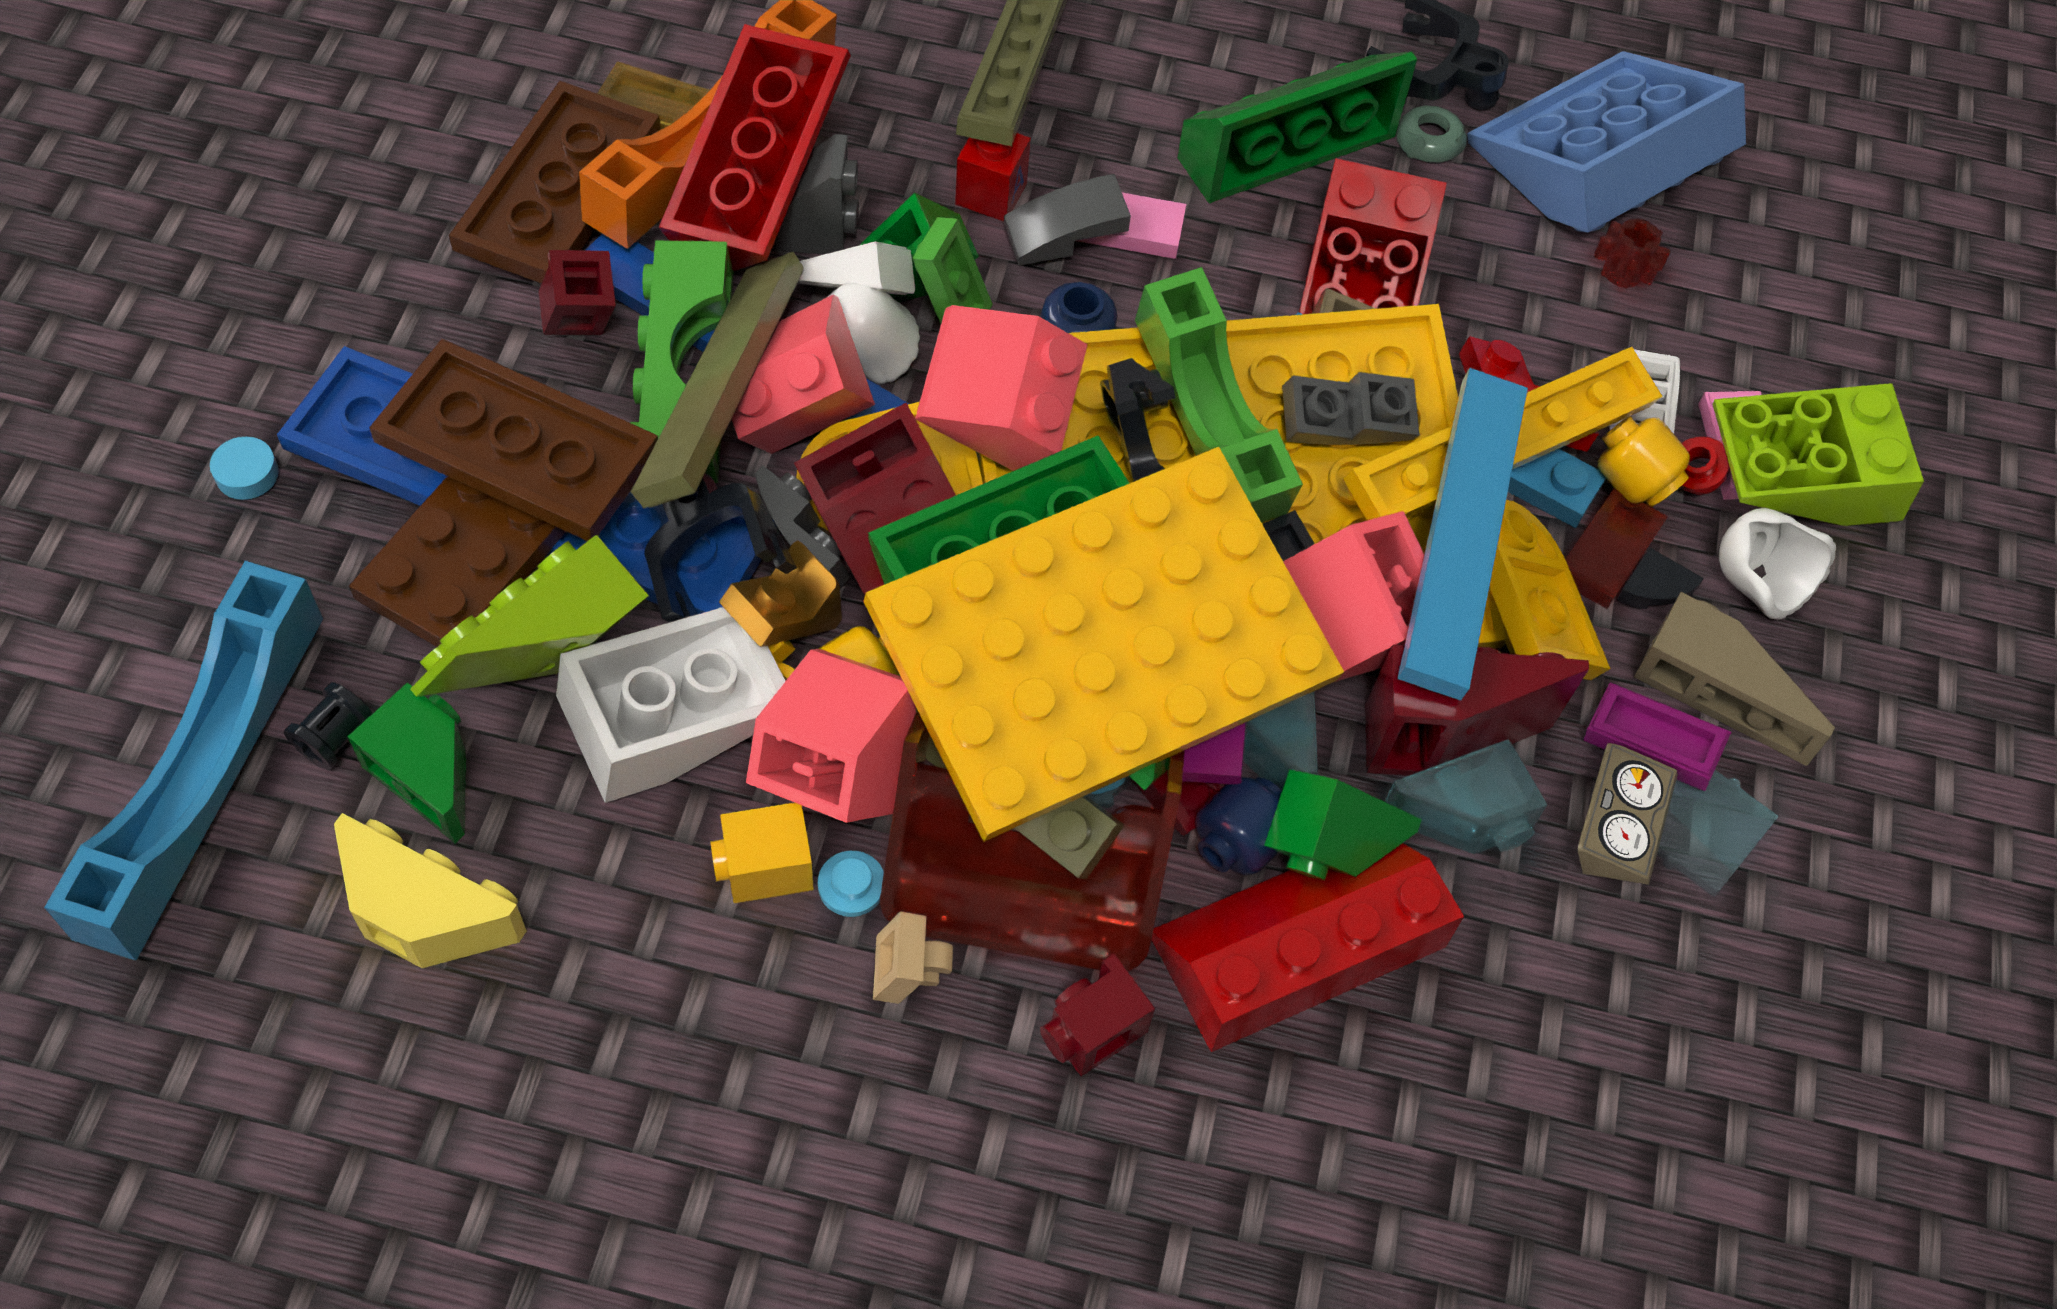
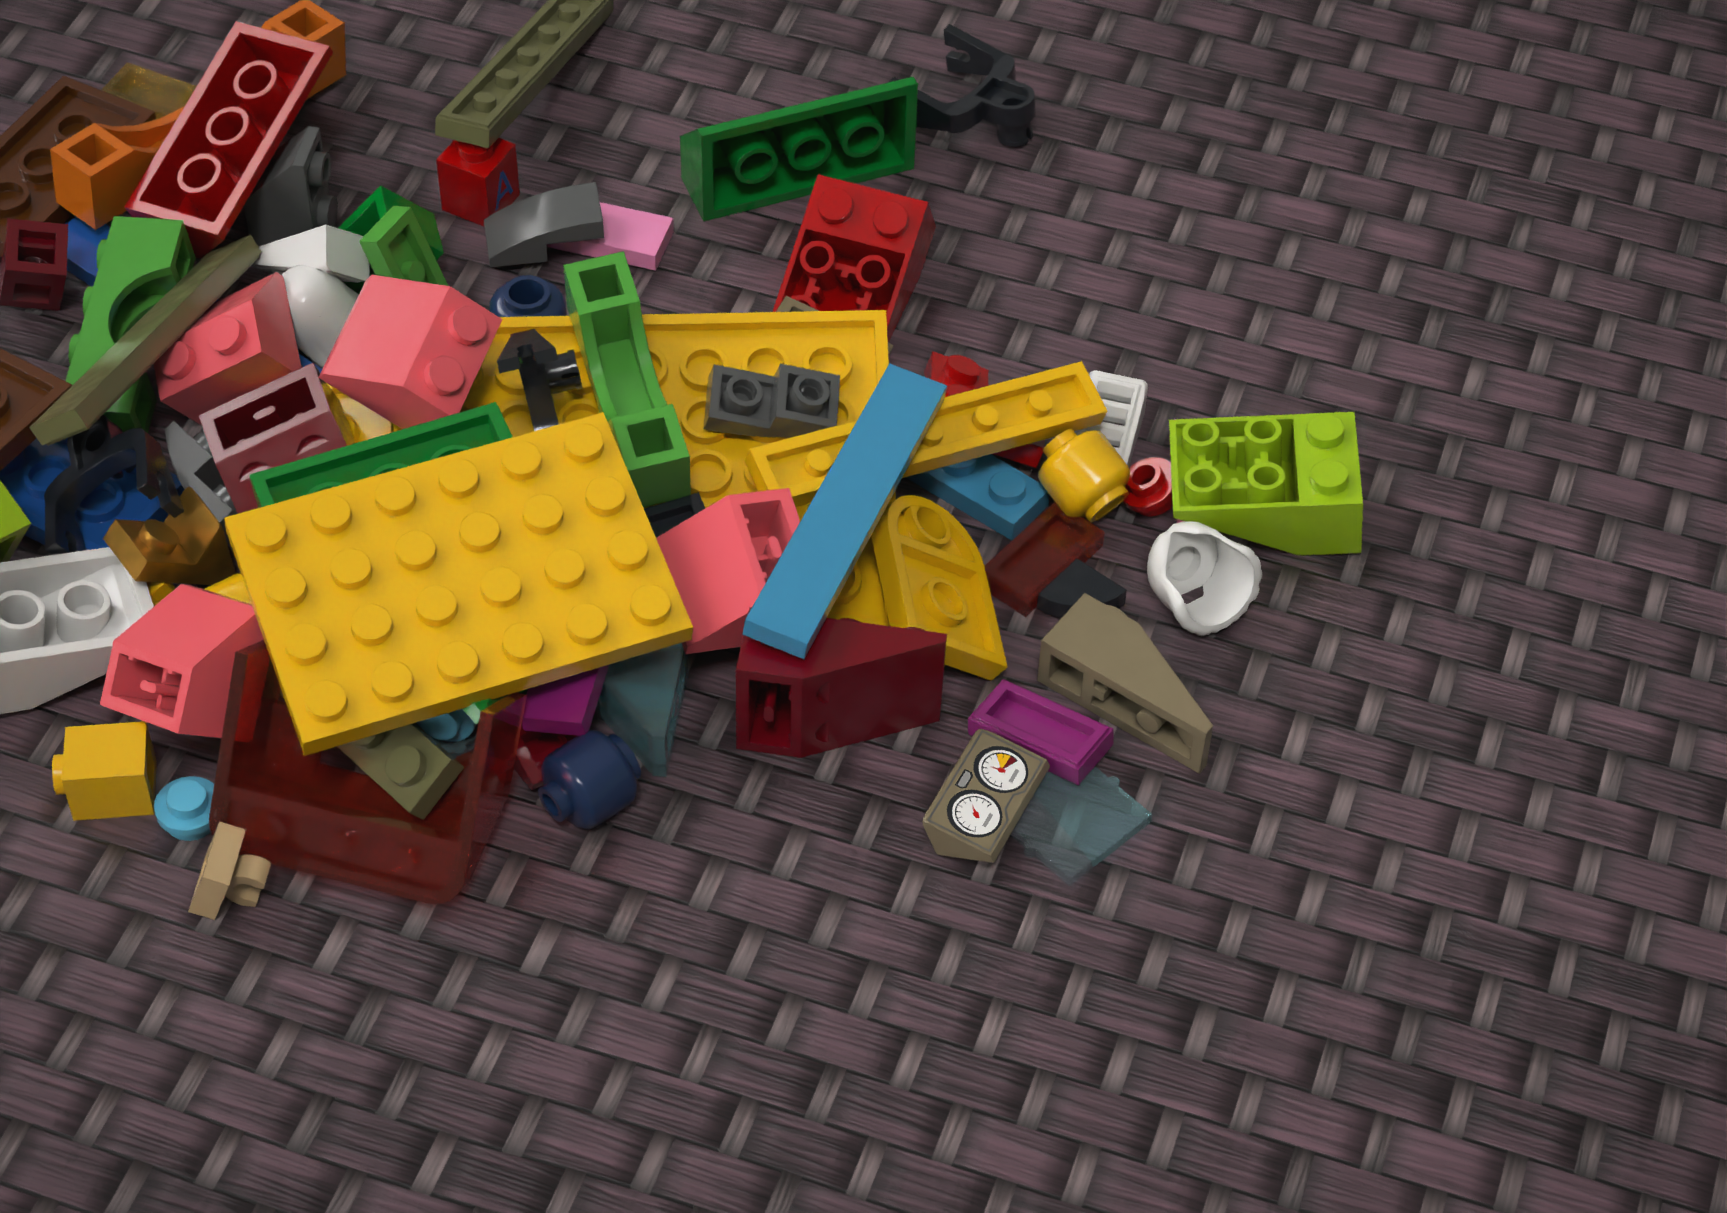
camera: 10 degrees right, 10 degrees down
(1097, 1018) = (400, 939): dark red brick -> none
(1303, 942) = (631, 889): red slope -> none
(1334, 826) = (672, 778): green slope -> none
(1431, 147) = (948, 178): sand green piece -> none
(1474, 800) = (822, 773): clear light blue slope -> none
(1614, 137) = (1139, 178): medium blue slope -> none
(1631, 253) = (1128, 284): clear red gear -> none

